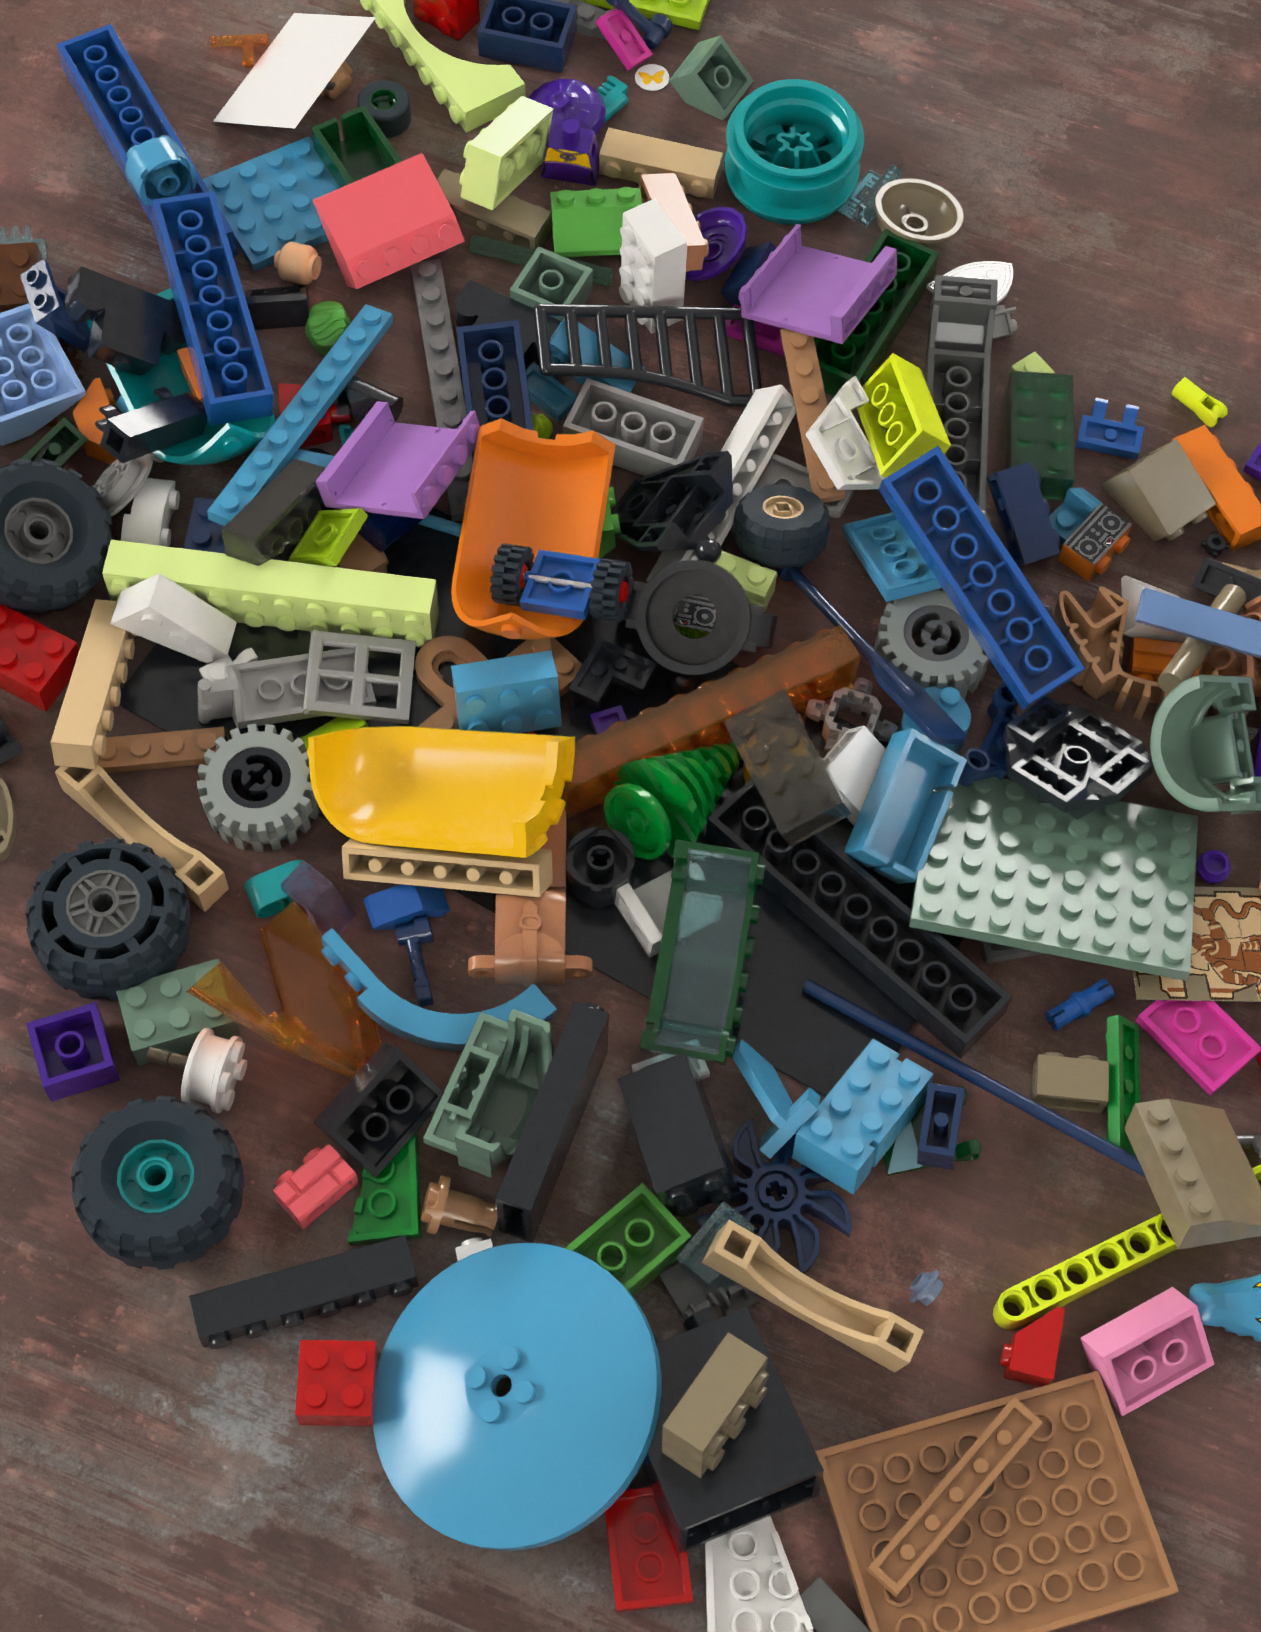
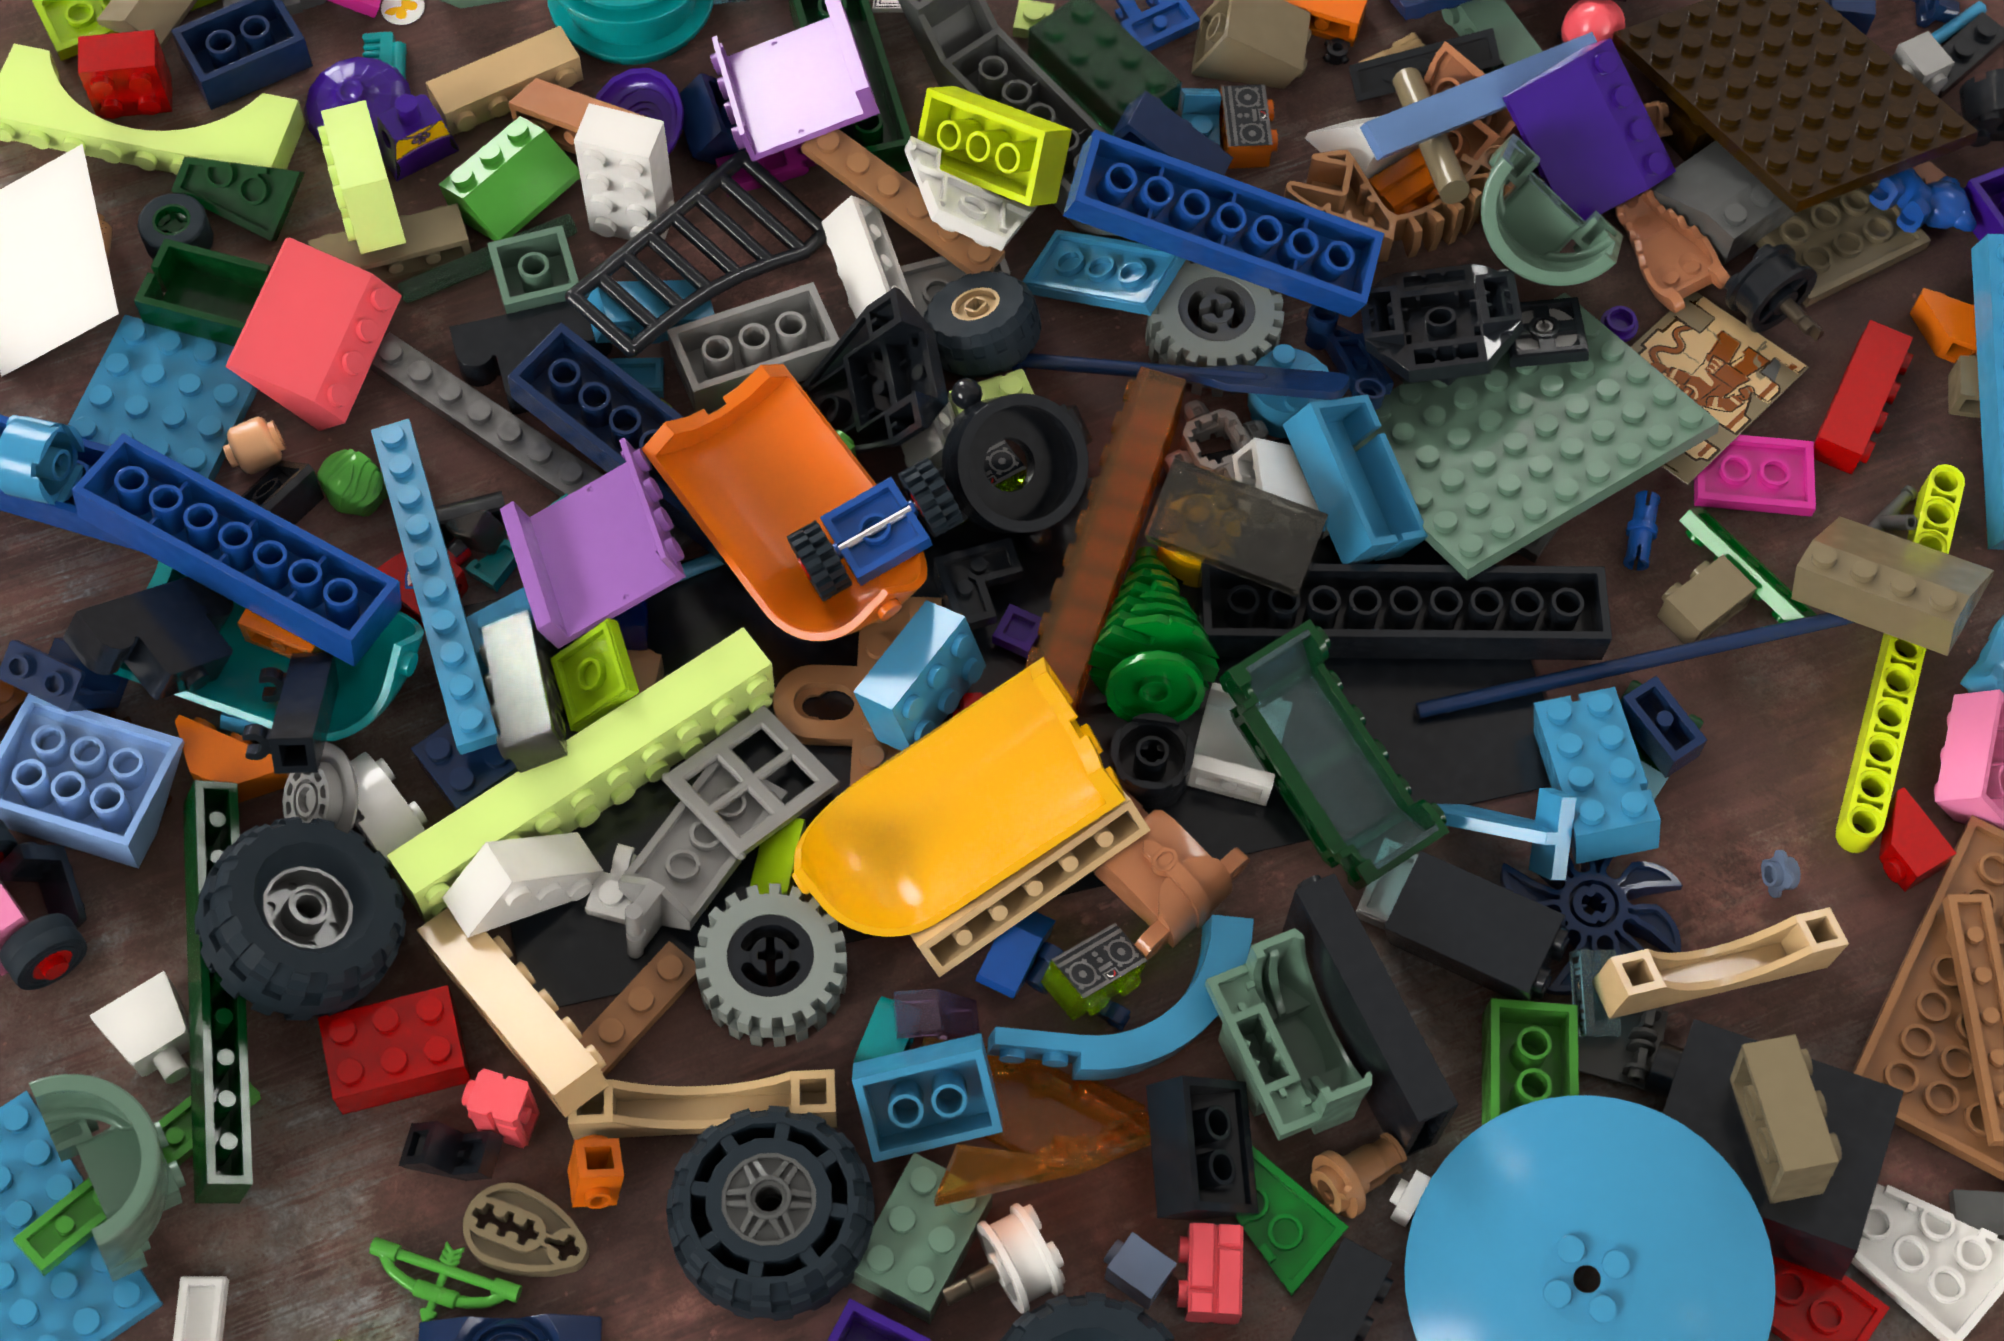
camera: 45 degrees left, 0 degrees up
(33, 732) = (502, 1106): none -> coral brick
(47, 813) = (595, 1172): none -> orange brick
(258, 935) = (927, 1097): none -> dark azure brick
(276, 1144) = (1138, 1269): none -> sand blue brick
(430, 954) = (1094, 972): none -> brick
(439, 113) = (241, 193): none -> dark green wing
(1142, 823) = (1550, 334): none -> black piece

